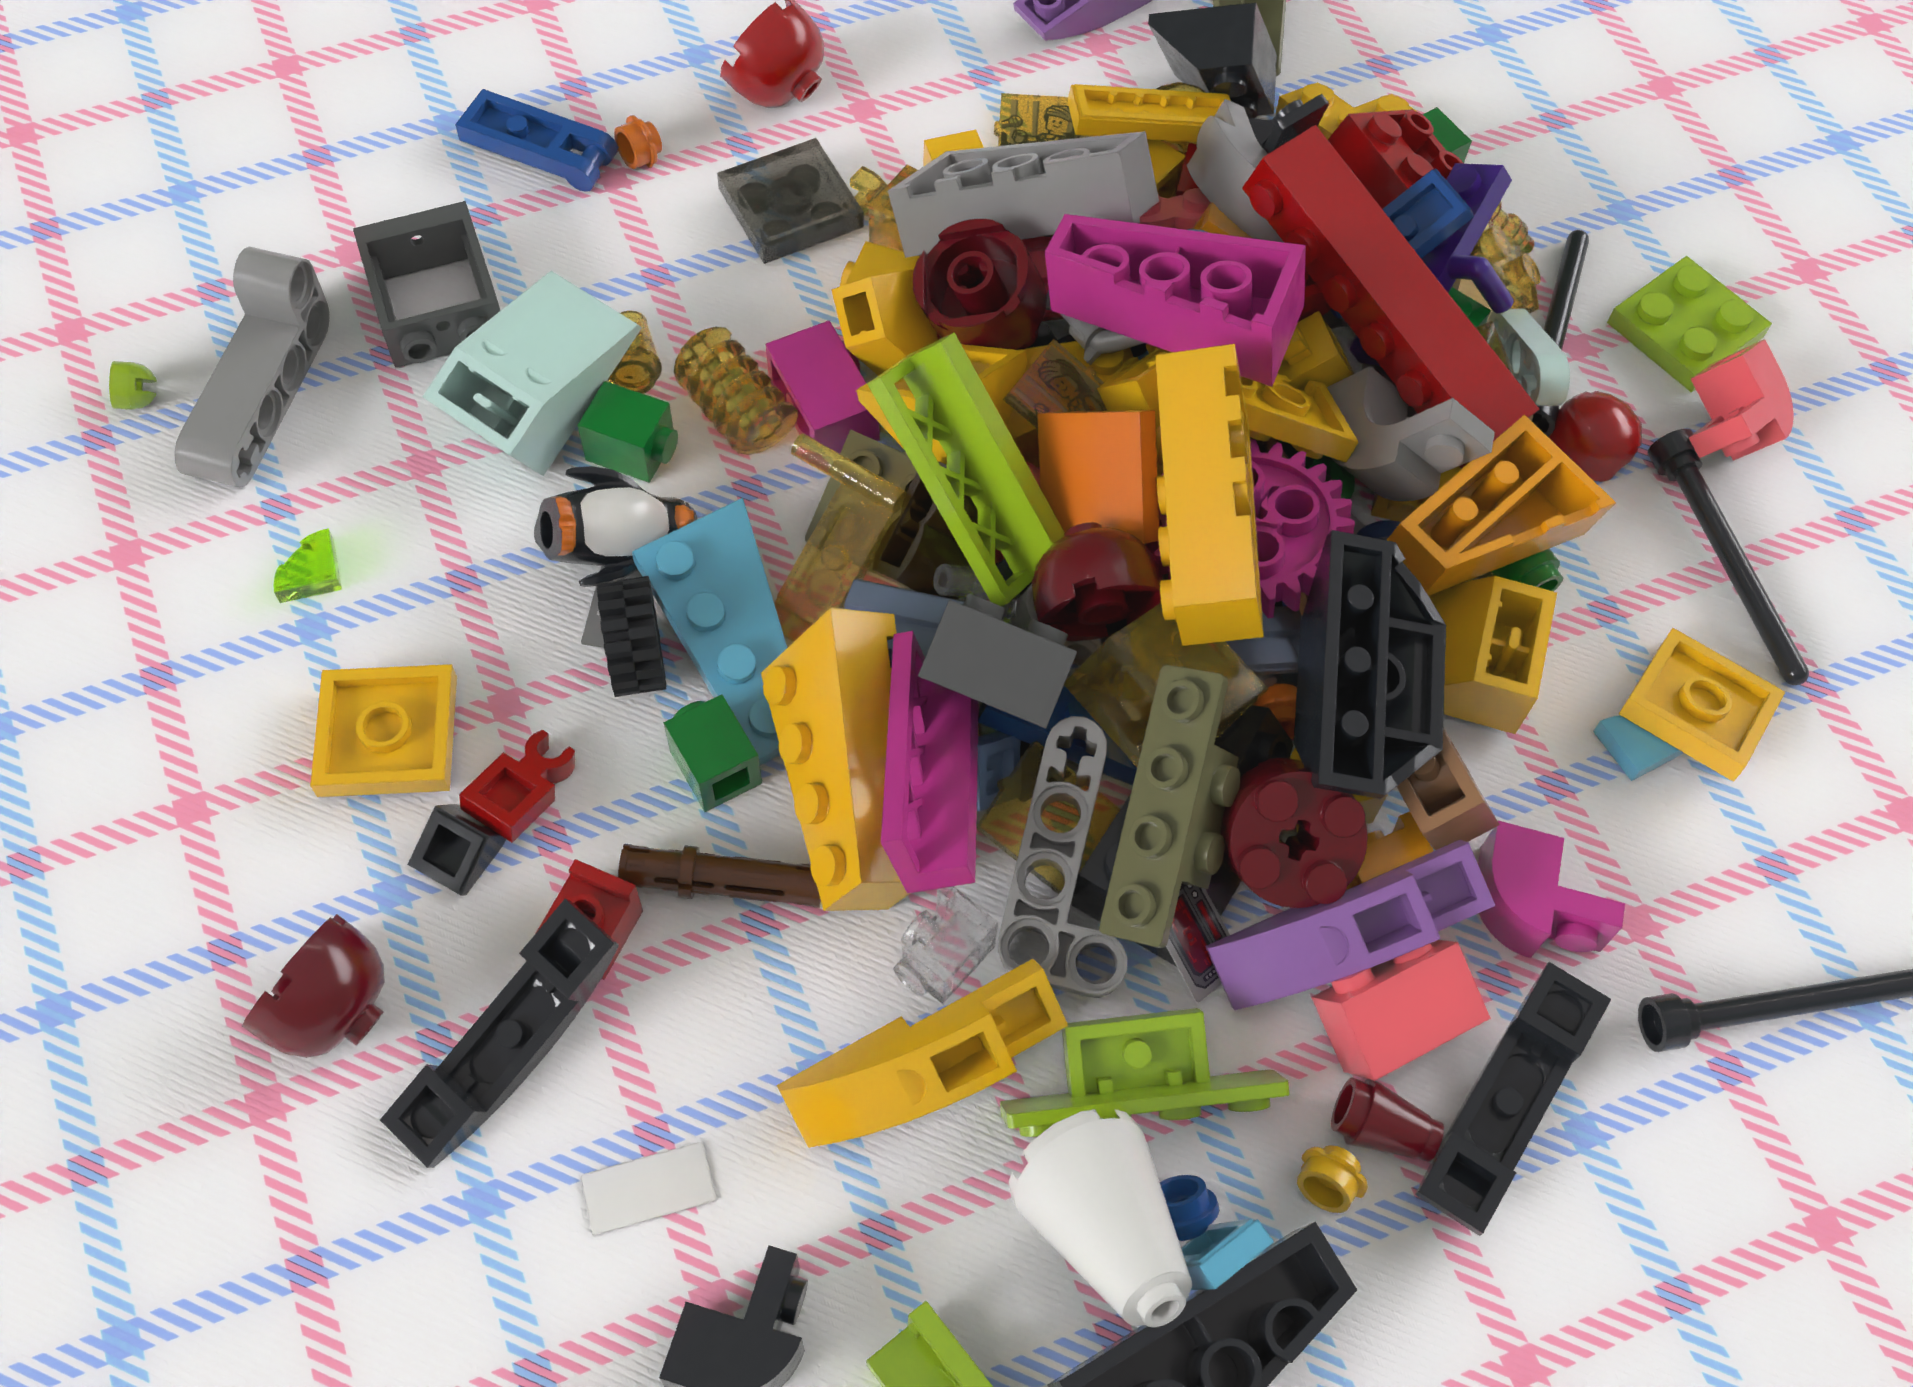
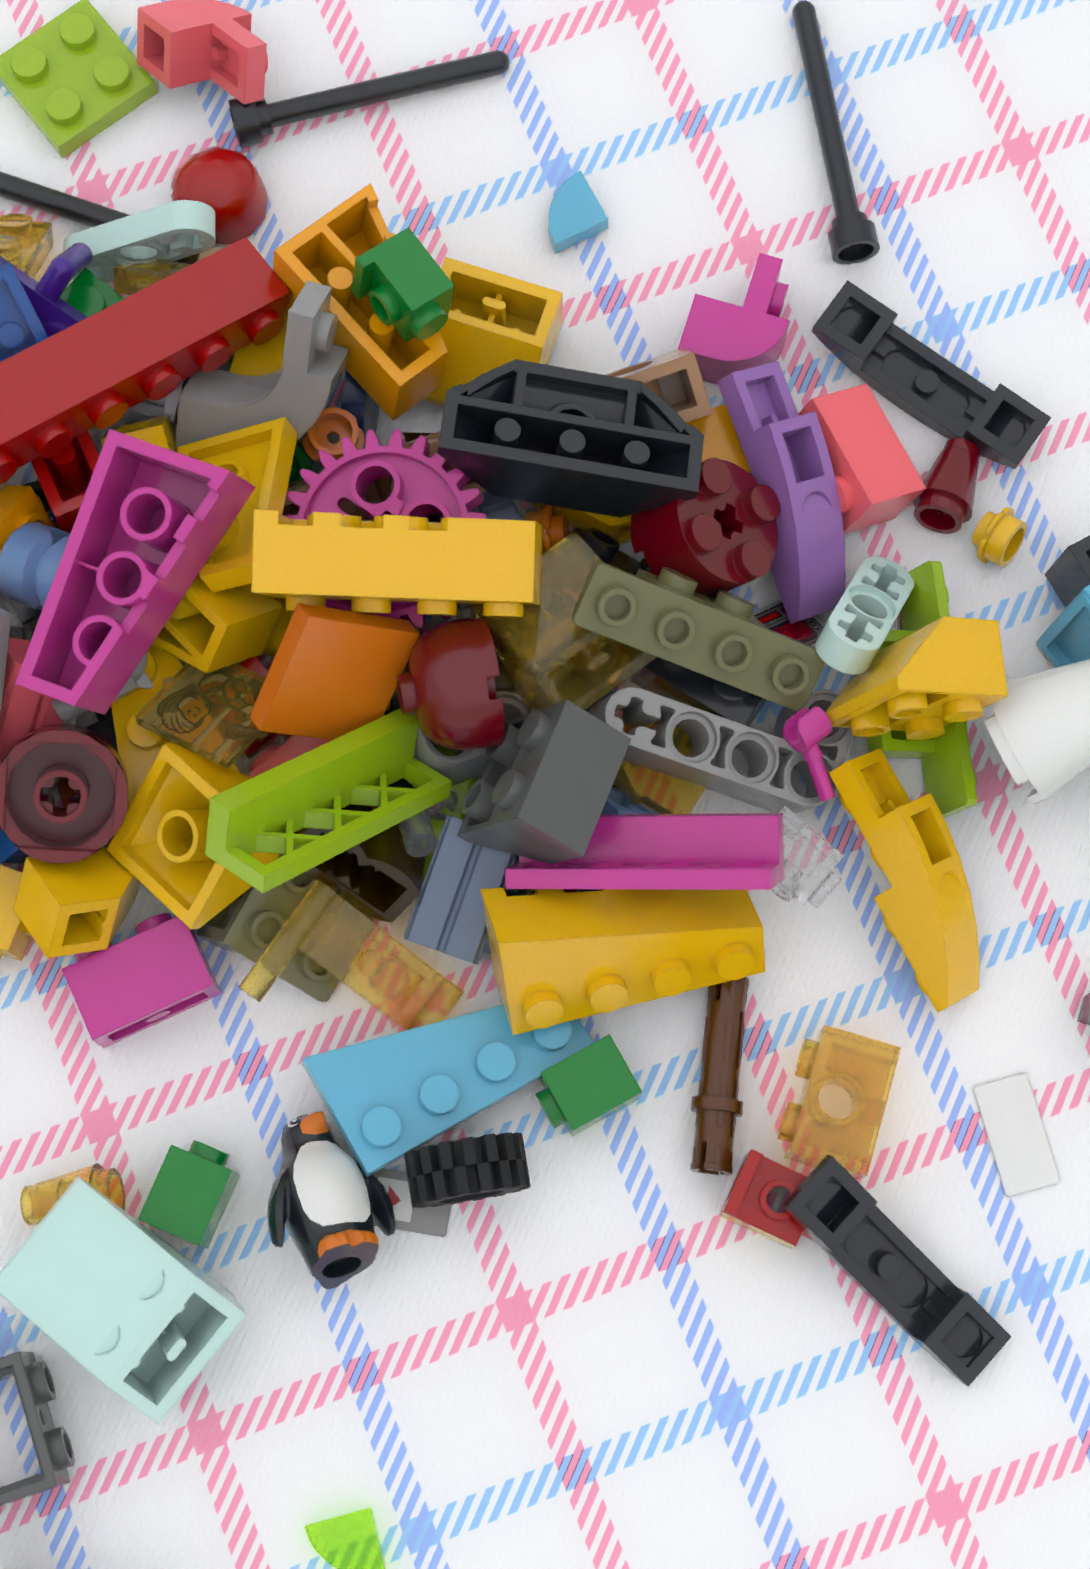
camera: 85 degrees left, 15 degrees up
(322, 994) = (858, 1453): dark red cylinder -> none
(384, 730) = (559, 1430): yellow plate -> none
(455, 848) = (683, 1342): black slope -> none
(515, 792) = (630, 1287): red plate -> none
(712, 1016) = (861, 1068): none -> clear yellow brick
(733, 391) = (144, 1078): clear yellow piece -> none
(1074, 929) = (803, 734): none -> dark pink hand
(1139, 1049) = (926, 681): none -> yellow slope
(1189, 1001) = (864, 615): none -> light aqua beam
(1190, 1205) = (1020, 653): blue plate -> none
(1367, 504) = (332, 421): none -> orange plate
(1503, 511) = (404, 286): none -> green brick
(1703, 704) = (537, 150): yellow tile -> none

